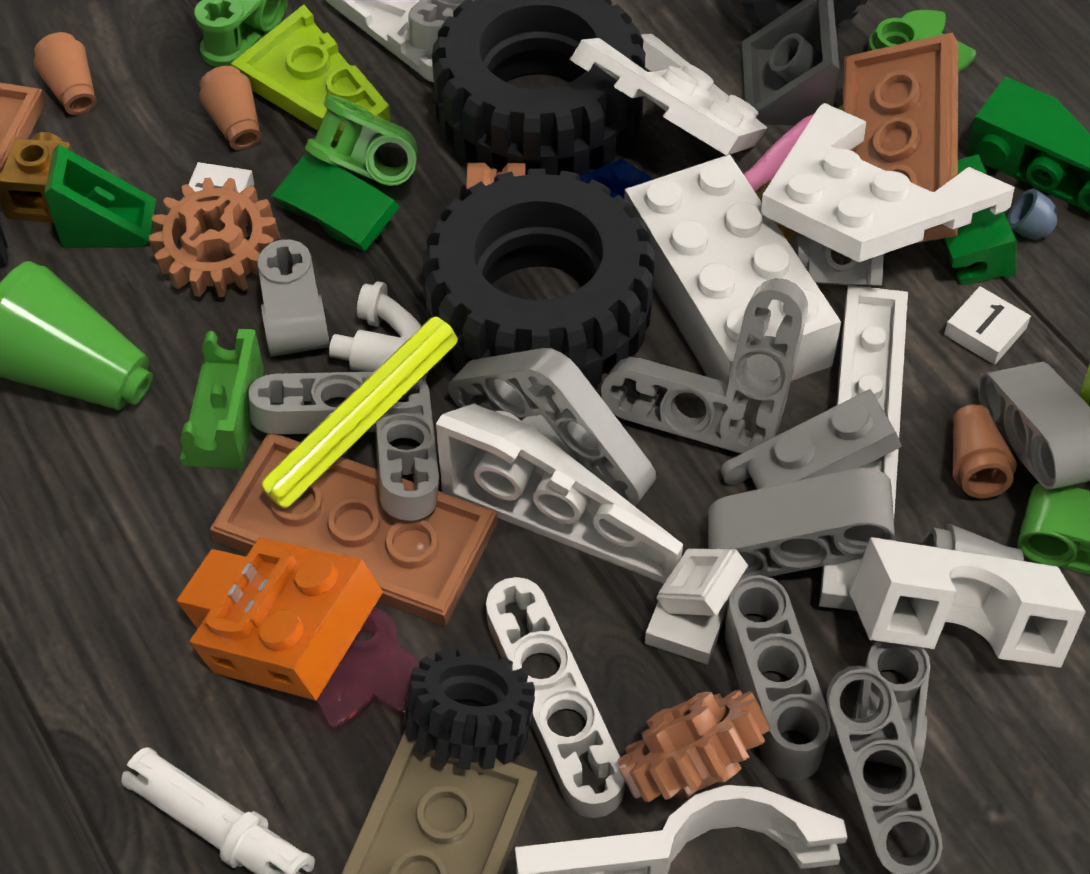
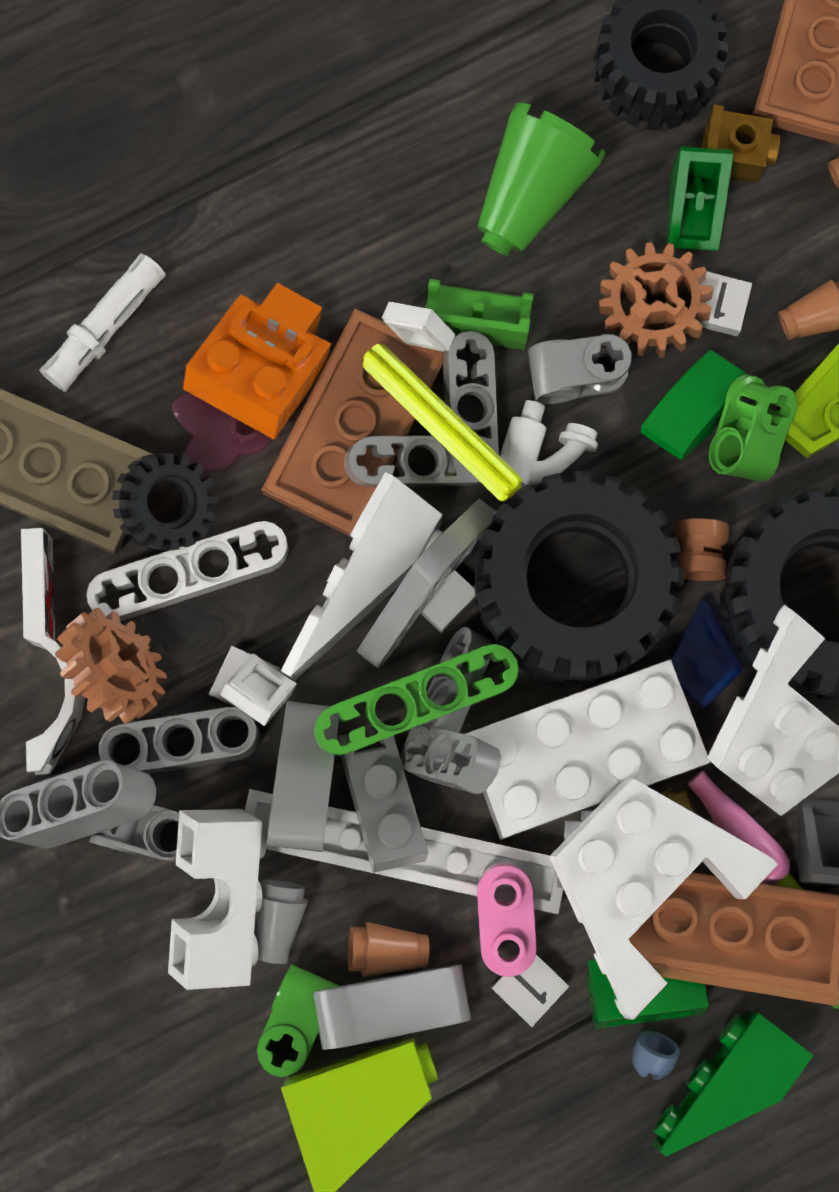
camera: 90 degrees right, 25 degrees up
(243, 435) = (418, 326): none -> white tile
(707, 401) = (417, 703): none -> bright green beam
(931, 330) = (506, 920): none -> bright pink plate

